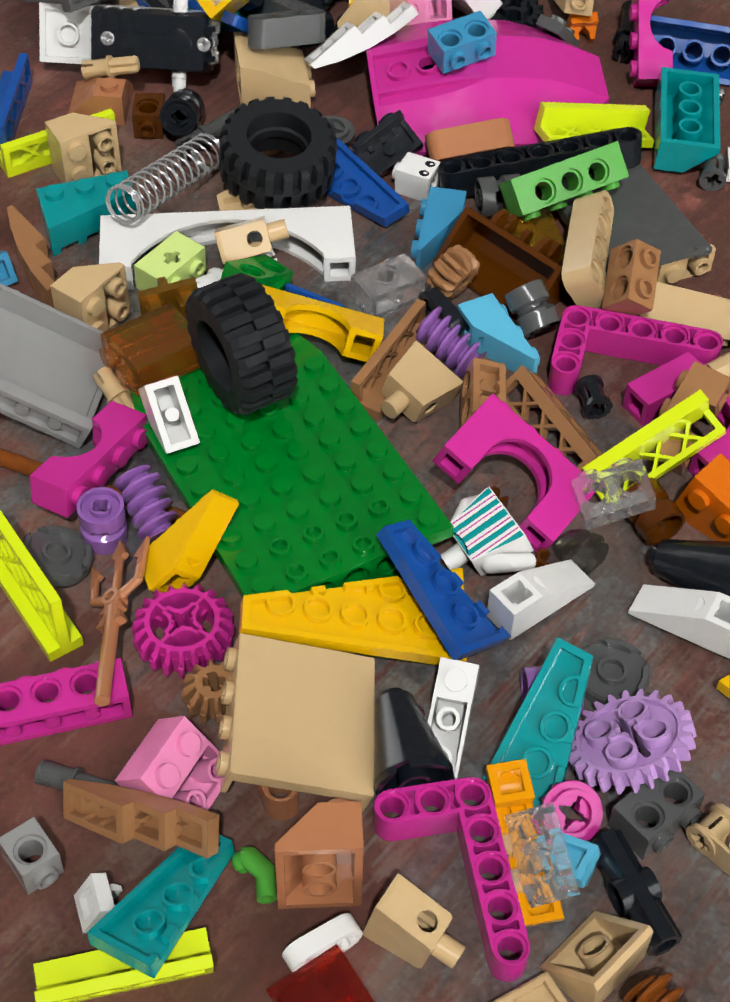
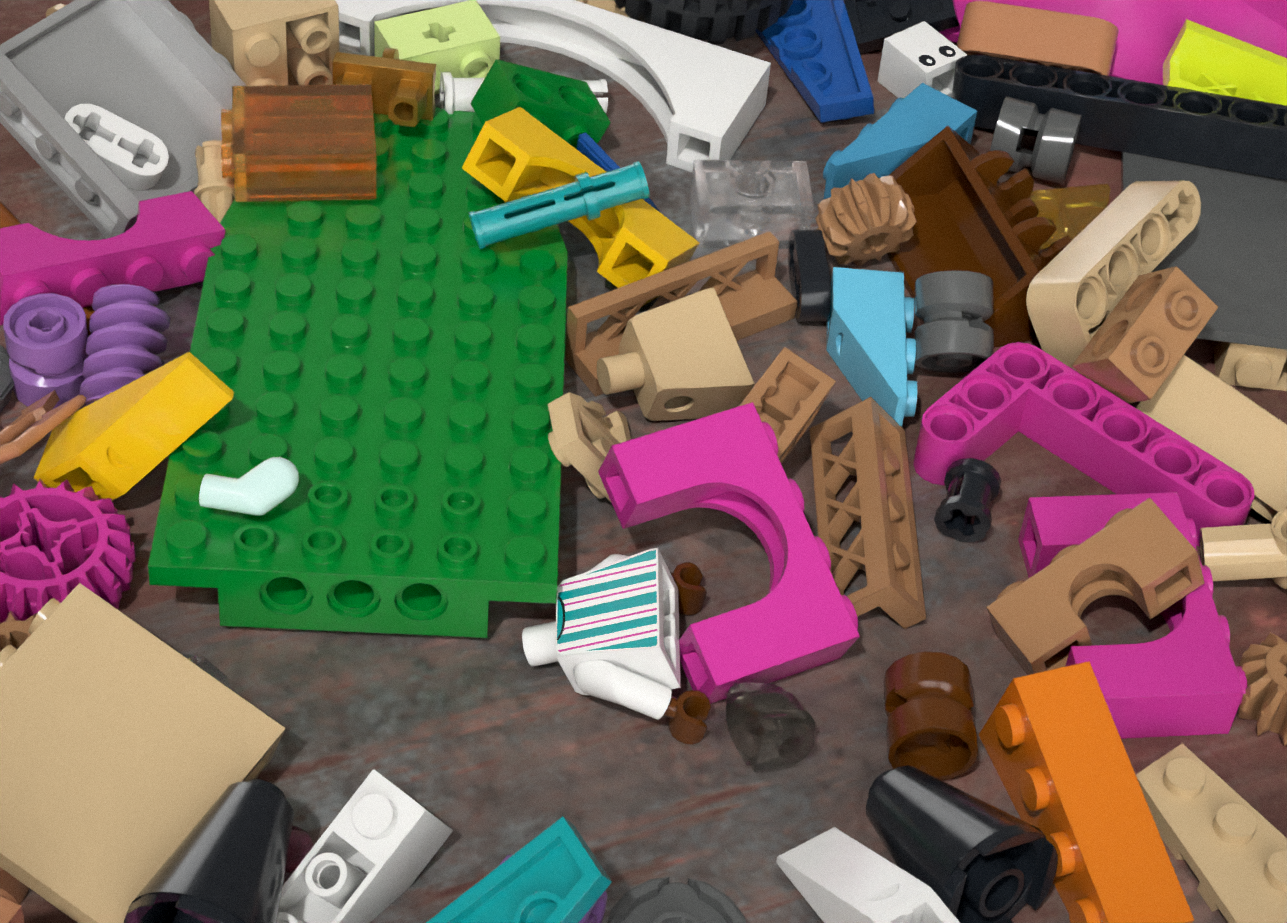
camera: 25 degrees right, 5 degrees down
(53, 388) = (119, 142): none -> white beam
(169, 414) = (244, 235): white slope -> none
(234, 240) = (571, 46): tan torso -> none
(241, 343) = (397, 166): black tyre -> none
(283, 547) = (253, 492): none -> light aqua arm
(339, 304) = (560, 204): none -> teal pin
(359, 618) = (326, 665): yellow wing -> none
(412, 450) = (584, 436): none -> tan wing
(439, 593) = (457, 695): blue wing -> none
(447, 342) = (776, 311): medium lavender piece -> none
(520, 191) = (1234, 140): bright green brick -> none
(535, 595) = (632, 755): white slope -> none
(617, 502) = (850, 664): clear brick -> none
(659, 431) = (1000, 593): neon yellow fence -> none

